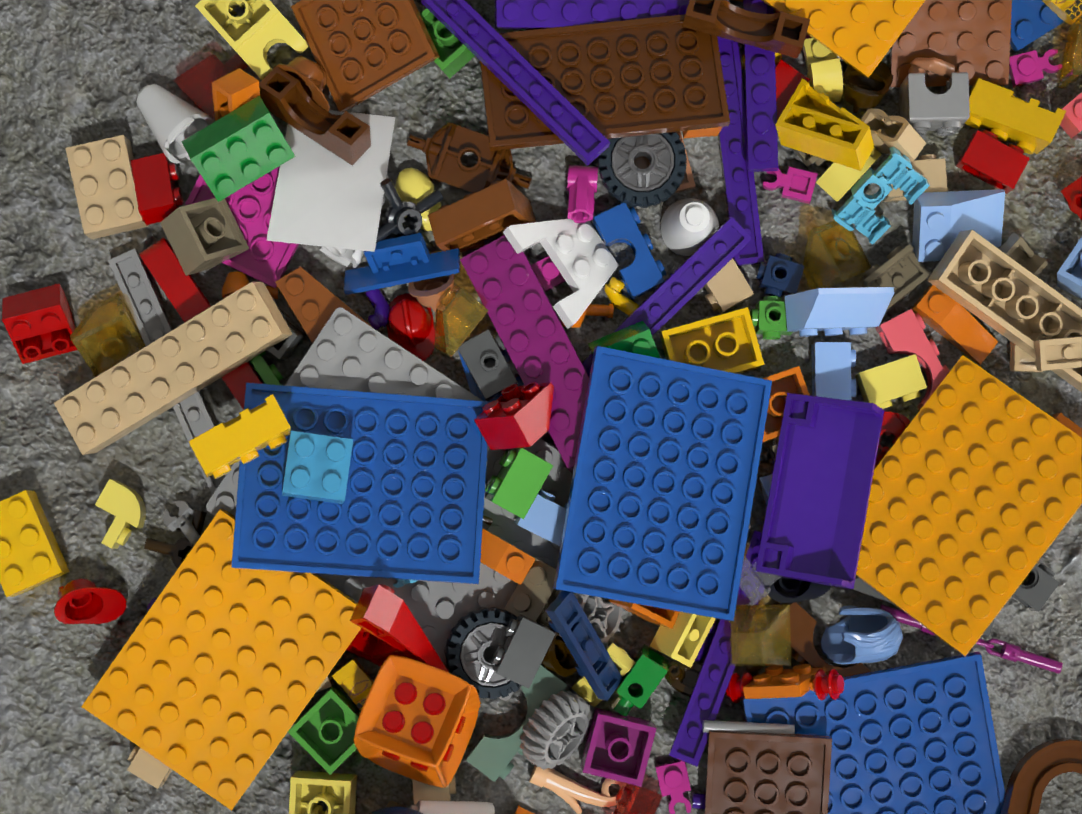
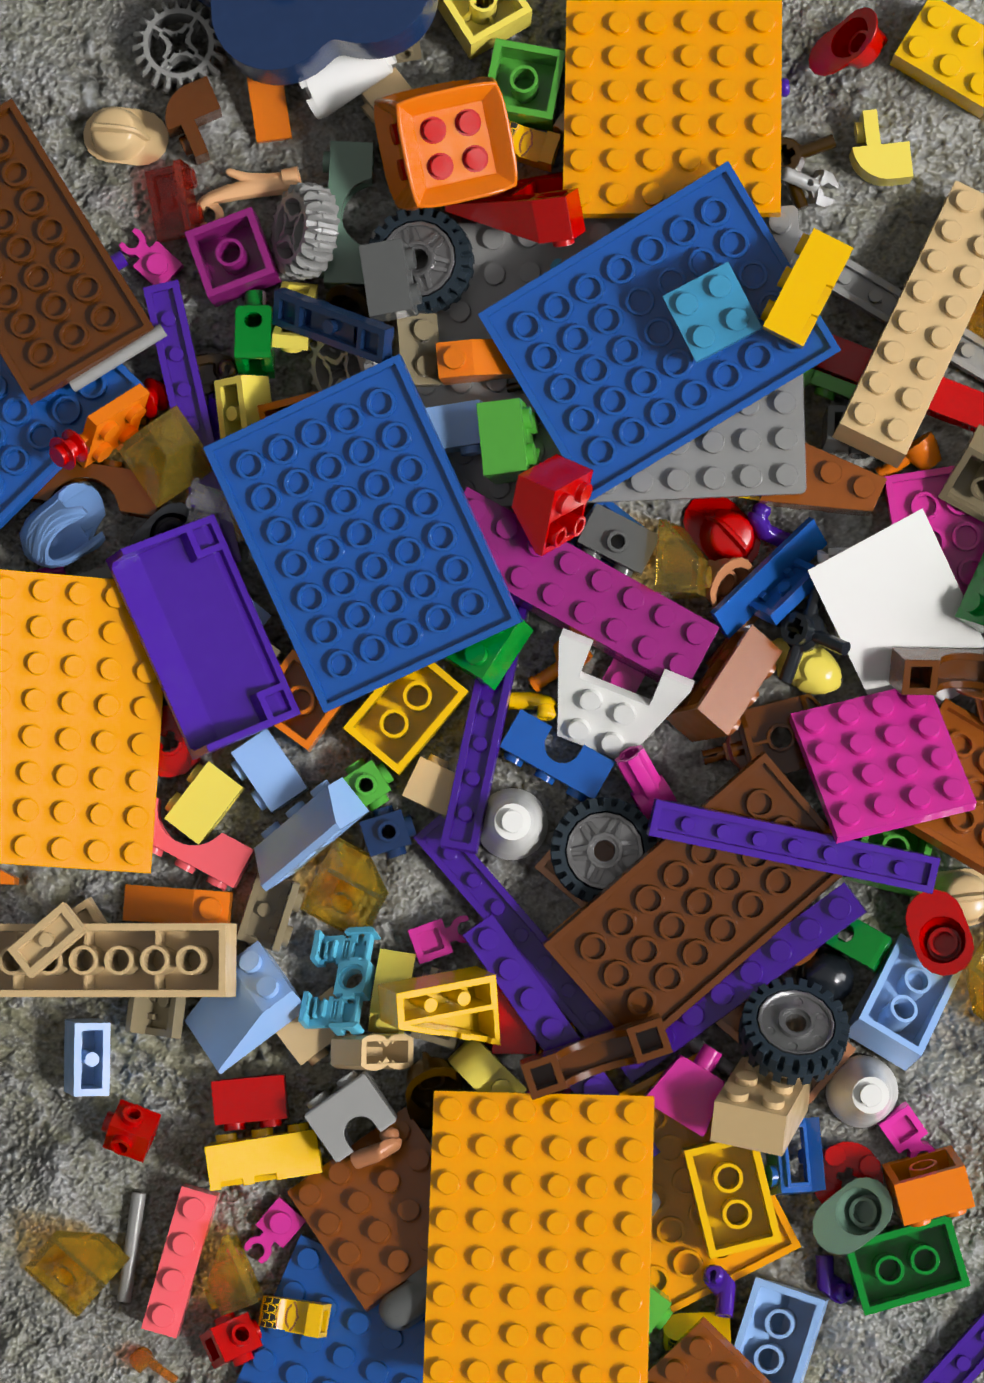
camera: 145 degrees right, 0 degrees up
(415, 90) = (881, 763): none -> dark pink plate

